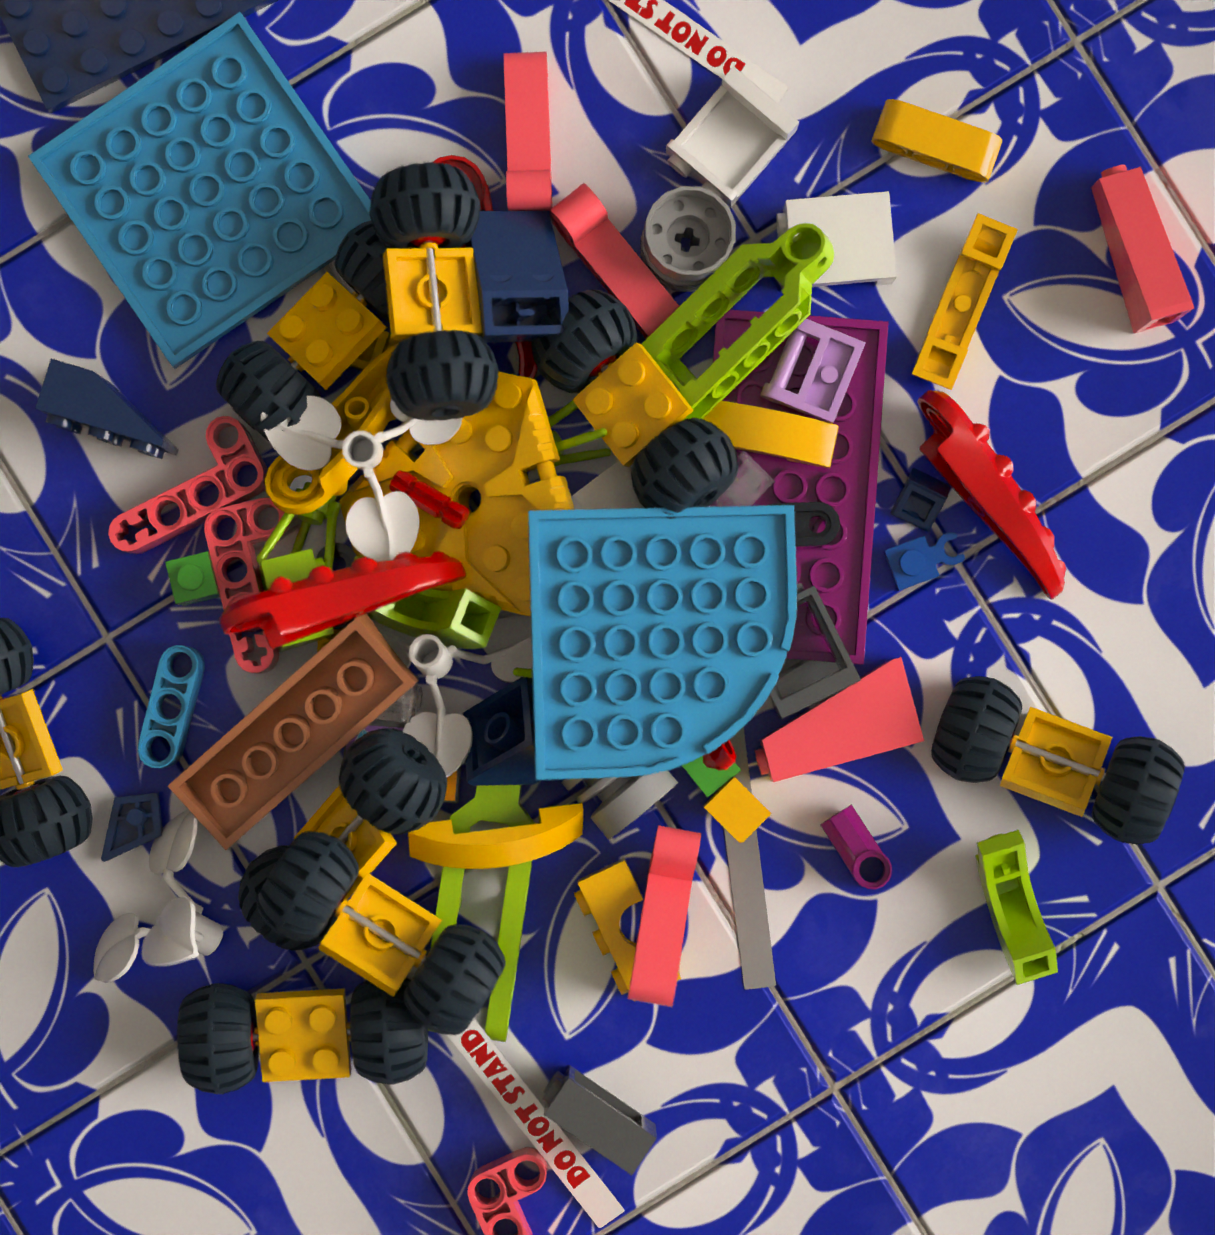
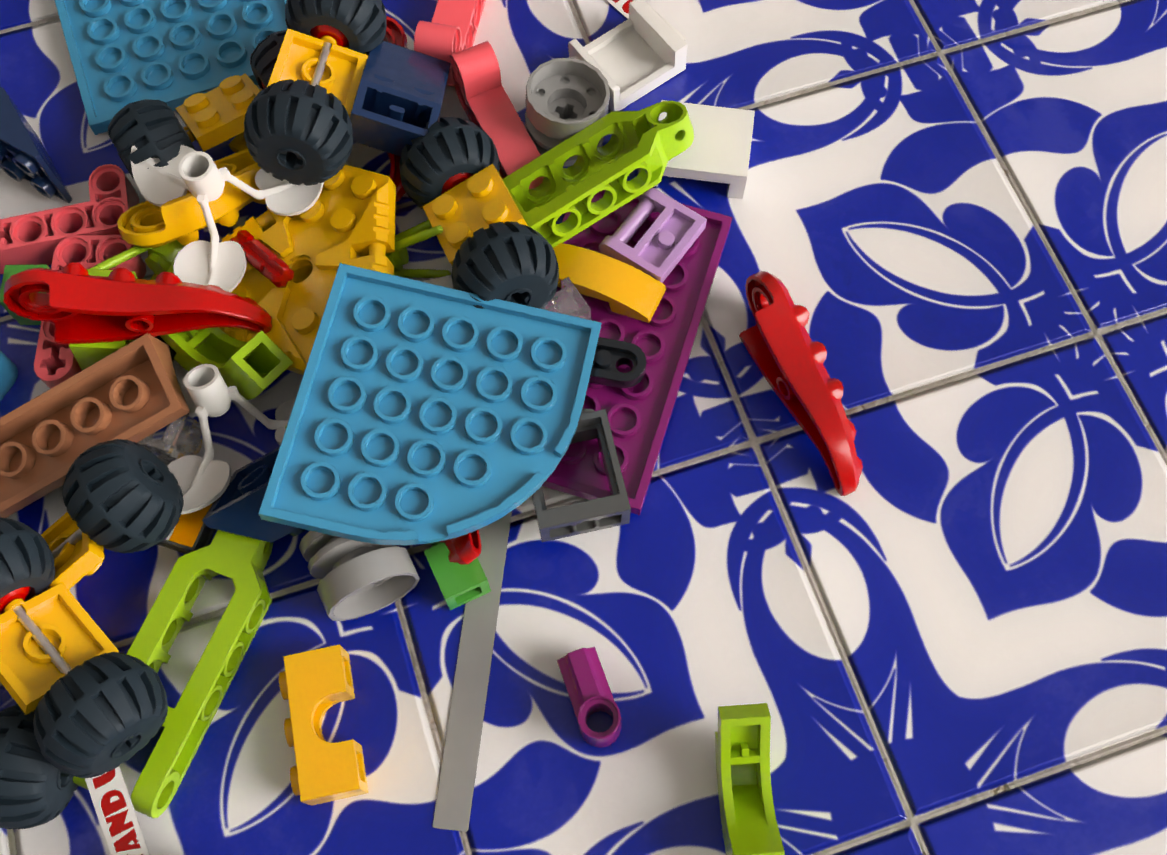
camera: 10 degrees right, 20 degrees down
(497, 847) = (211, 591): yellow slope -> none
(664, 916) = (358, 712): coral beam -> none
(737, 809) = (473, 621): yellow panel -> none
(845, 727) = (608, 567): coral slope -> none
(916, 561) = (715, 432): blue plate -> none
(920, 499) = (730, 378): dark blue slope -> none
(937, 140) = (806, 92): yellow beam -> none
(963, 301) = (808, 214): yellow slope -> none
(1057, 760) = (824, 652): black plate -> none
(1140, 250) = (979, 209): coral slope -> none

